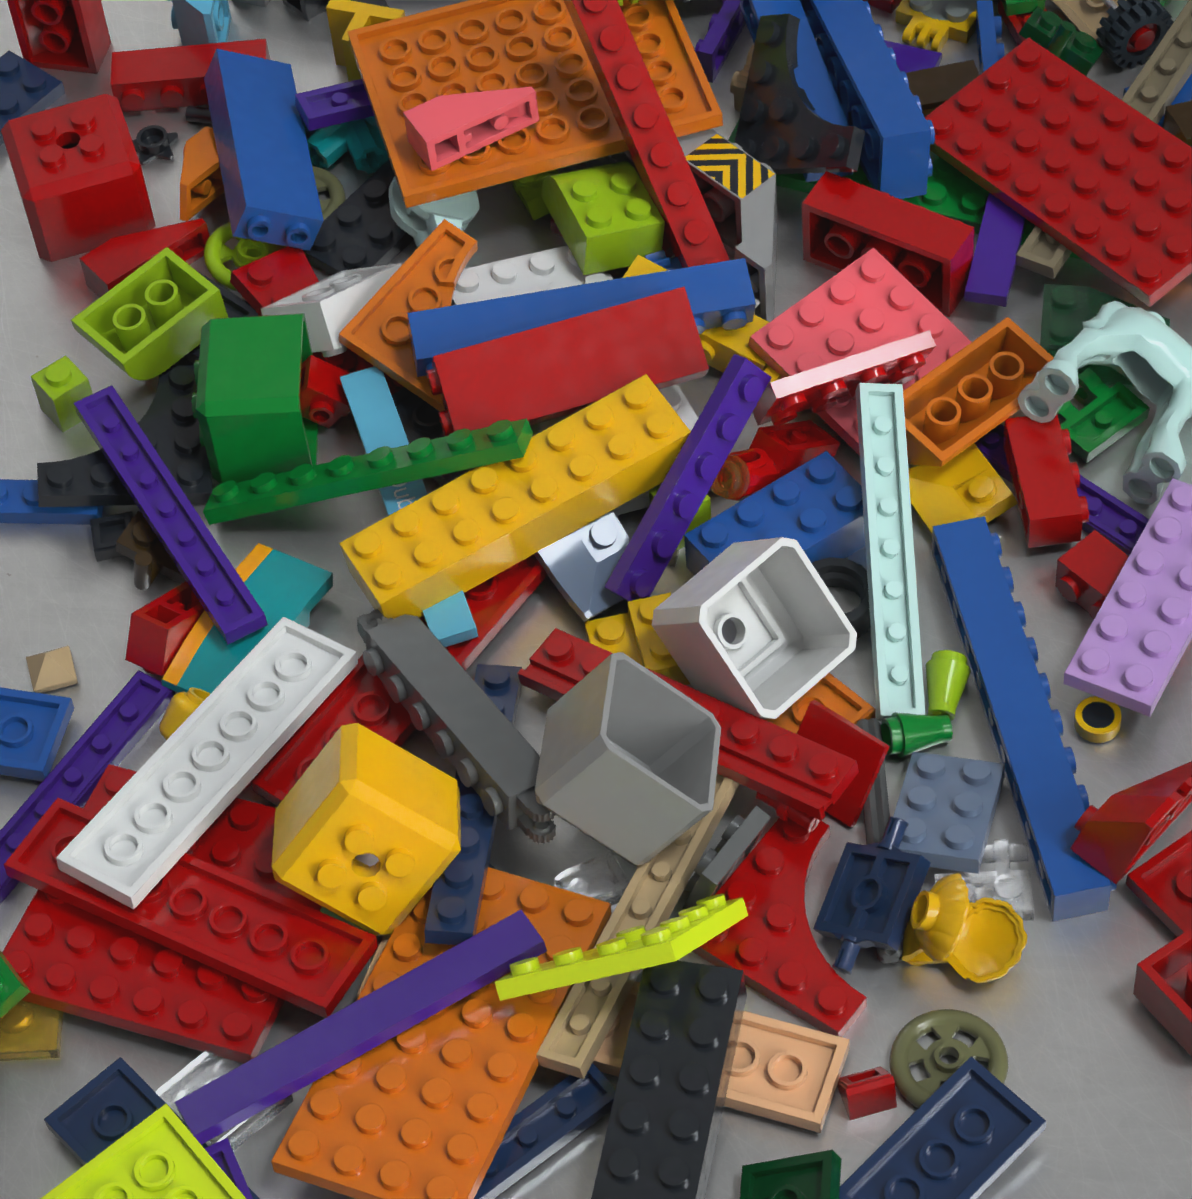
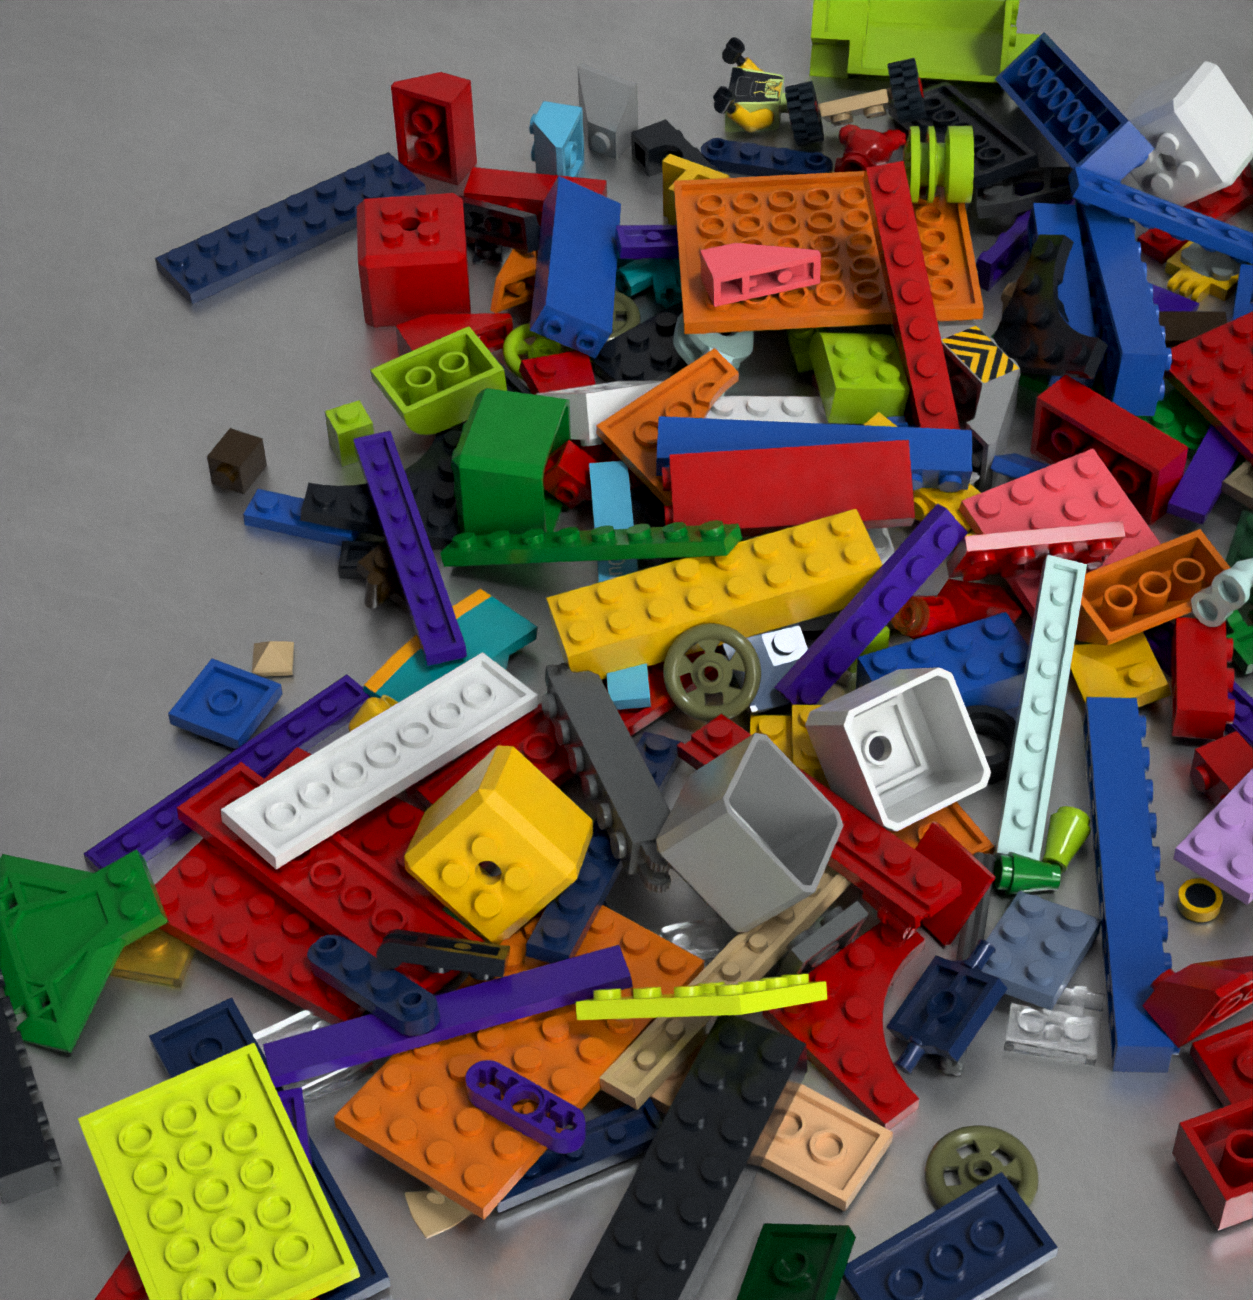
camera: 10 degrees right, 5 degrees down
(161, 628) = (373, 641): red slope -> none
(165, 117) = (501, 225): none -> black plate
(274, 1011) = (375, 988): none -> dark blue plate
(339, 961) = (443, 954): none -> black plate
(458, 1086) = (535, 1124): none -> dark purple beam
(524, 550) = (744, 660): none -> olive plate
(797, 281) = (1015, 465): none -> blue tile
(867, 1092) = (898, 1185): red slope -> none
(974, 938) = (1035, 1070): yellow animal -> none

